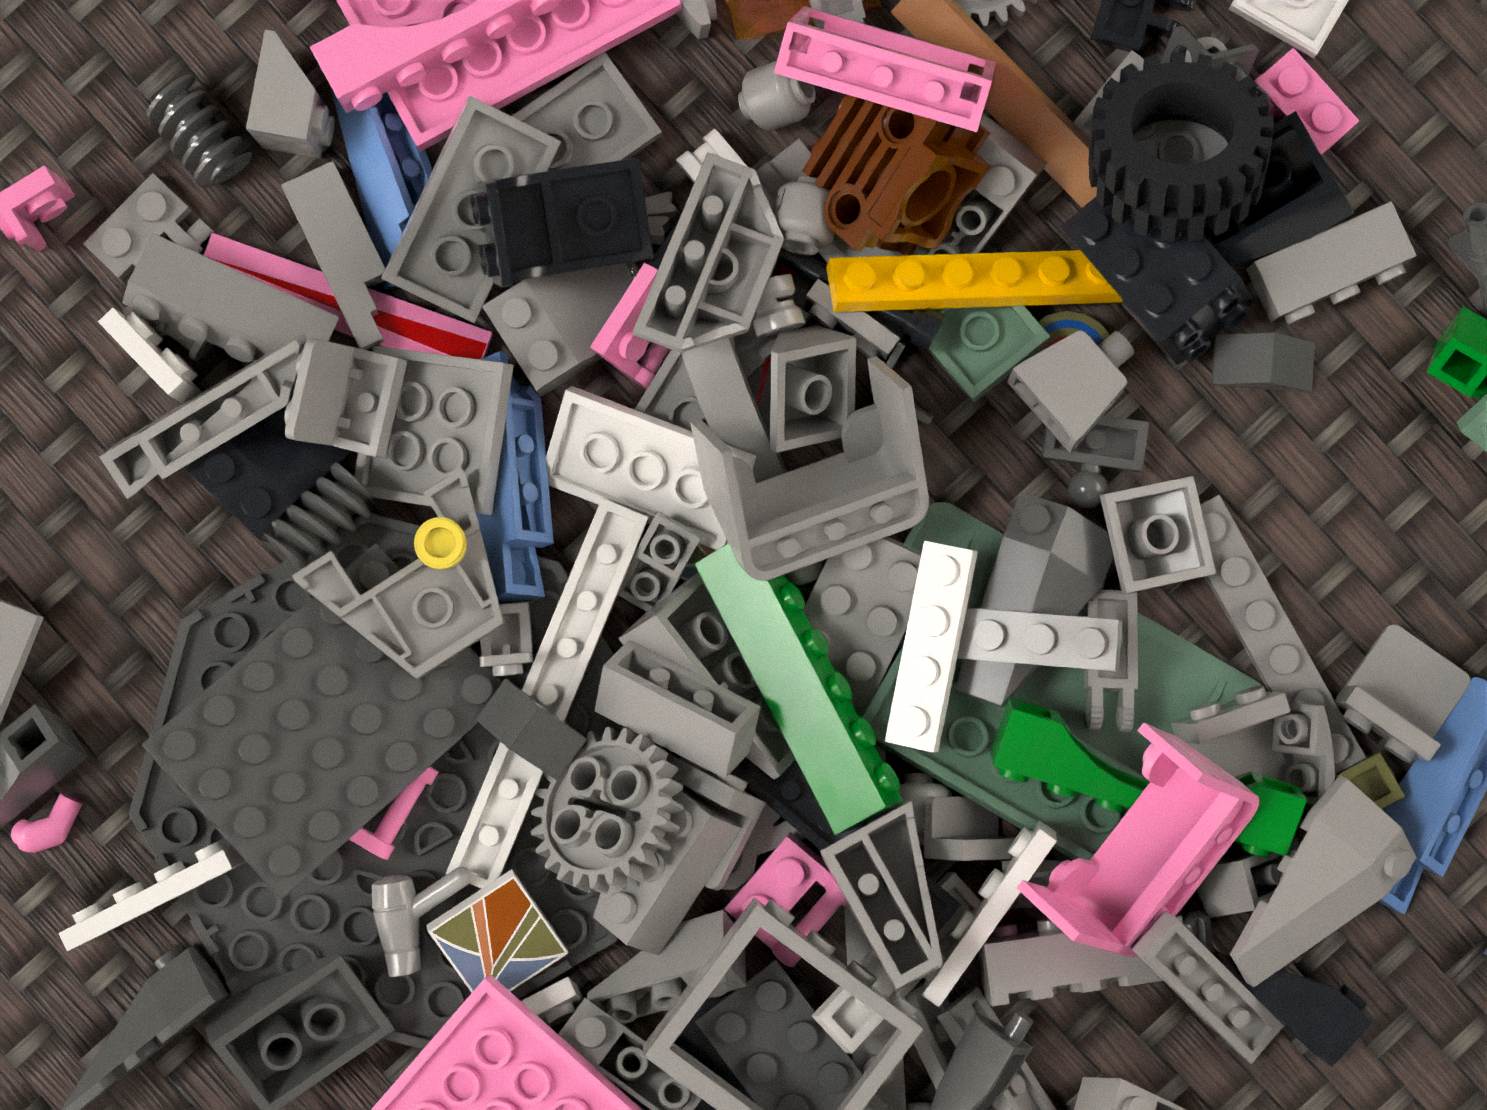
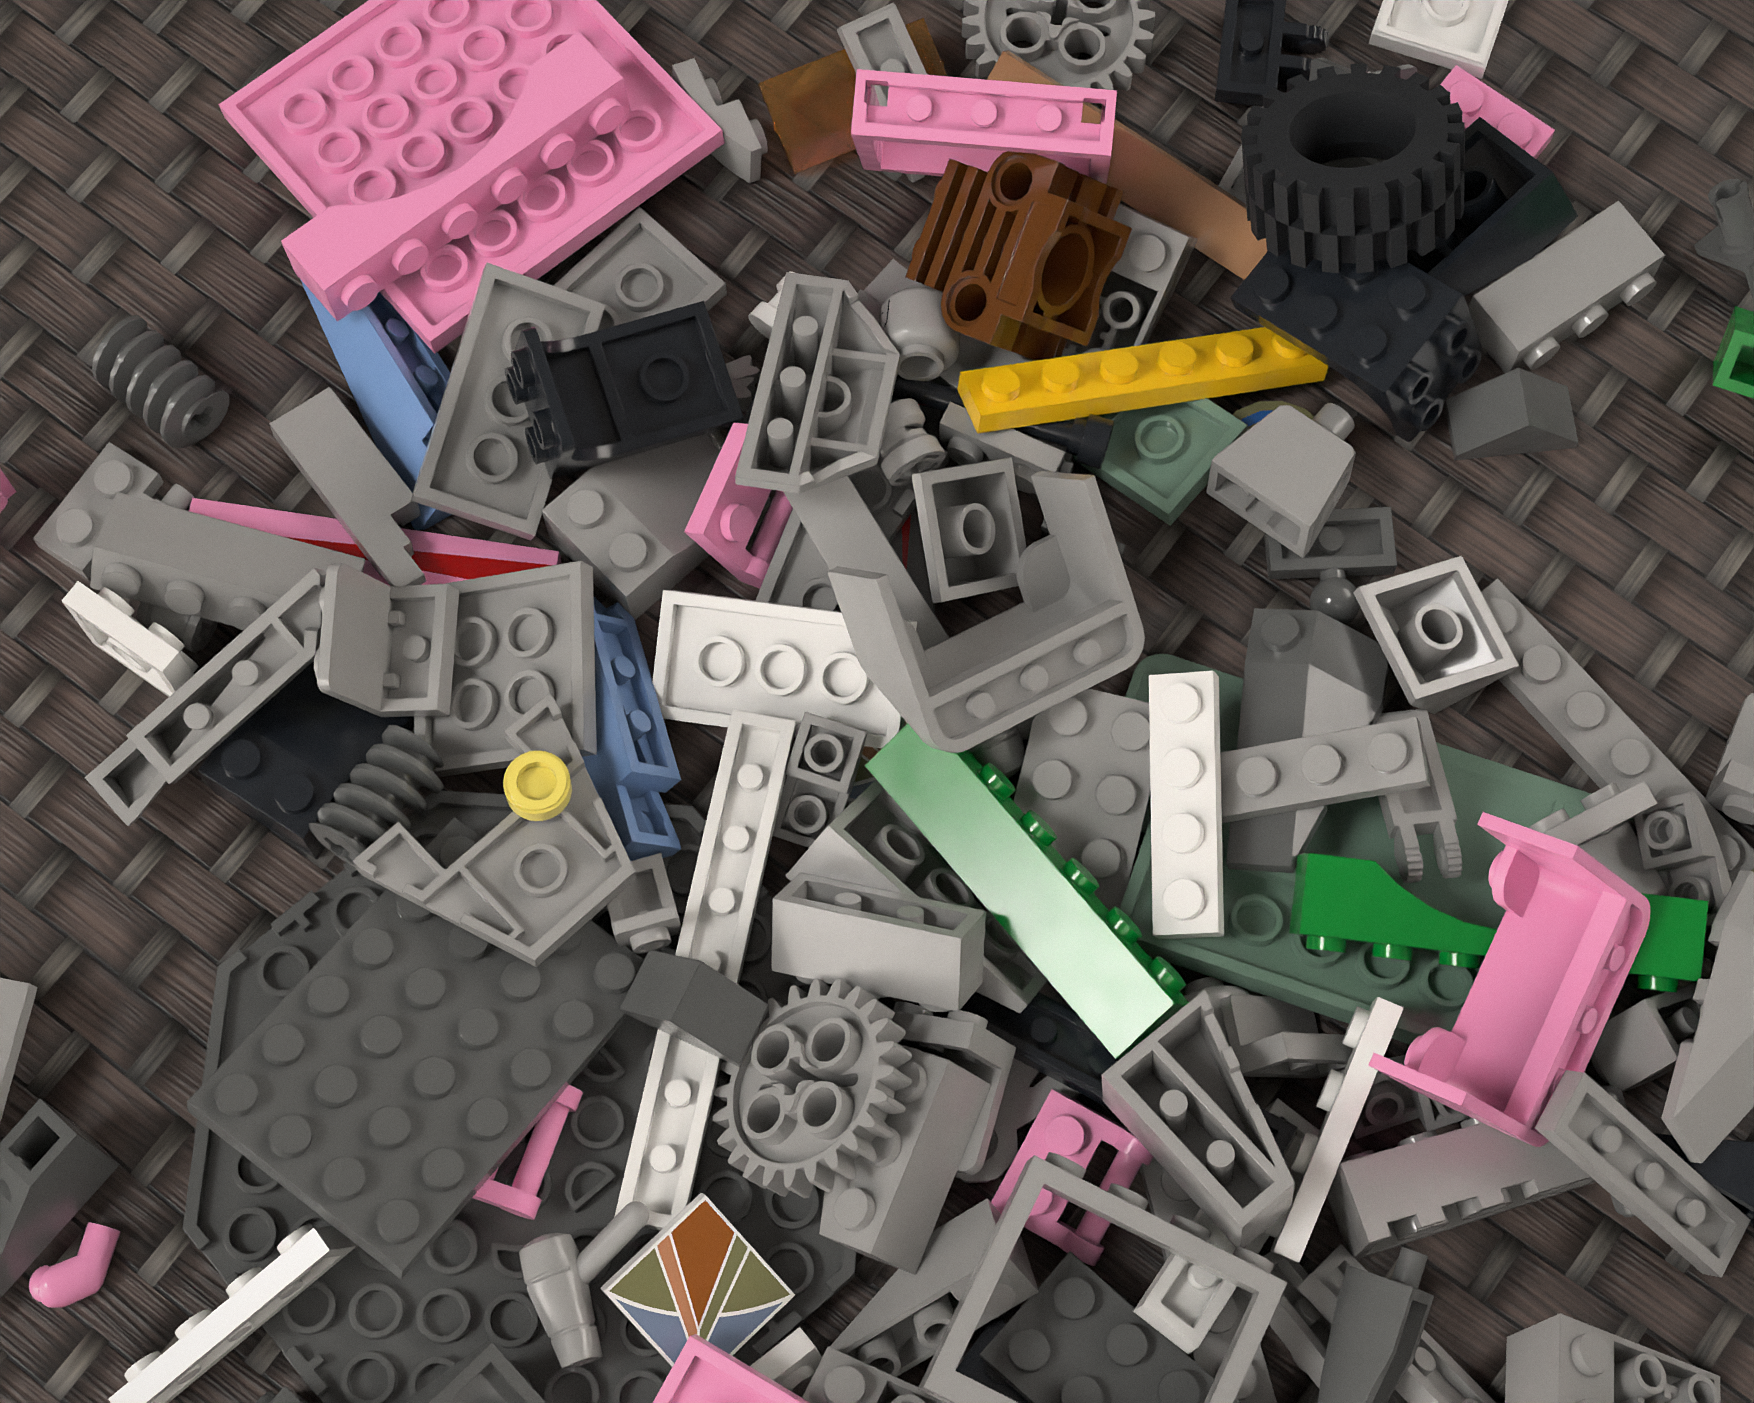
camera: 10 degrees left, 15 degrees down
(284, 105) = (264, 327): light grey slope -> none
(773, 98) = (856, 218): light grey head -> none

